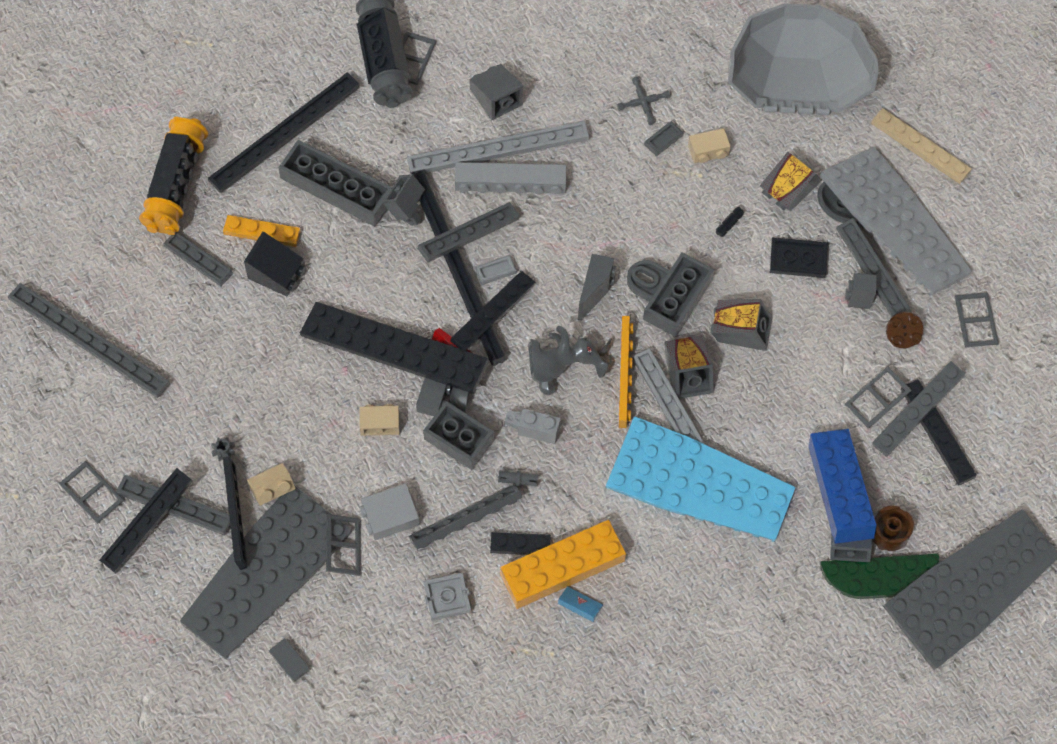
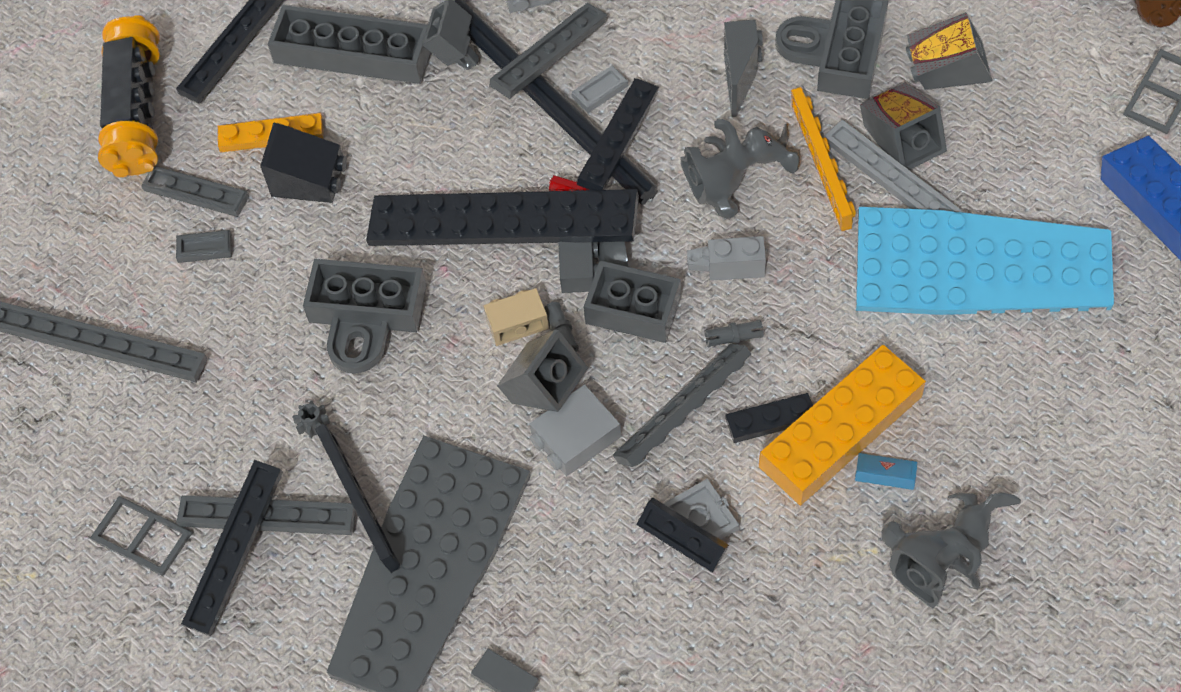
camera: 10 degrees left, 5 degrees down
(191, 301) = (203, 246): none -> dark grey tile
(271, 484) = (395, 444): tan brick -> none
(281, 379) = (363, 303): none -> dark grey brick
(329, 543) = (508, 496): dark grey window -> none
(381, 468) = (543, 373): none -> dark grey slope
(406, 437) = (558, 322): none -> dark grey pin
(430, 605) = (682, 534): none -> black plate
(579, 668) = (923, 556): none -> dark grey animal

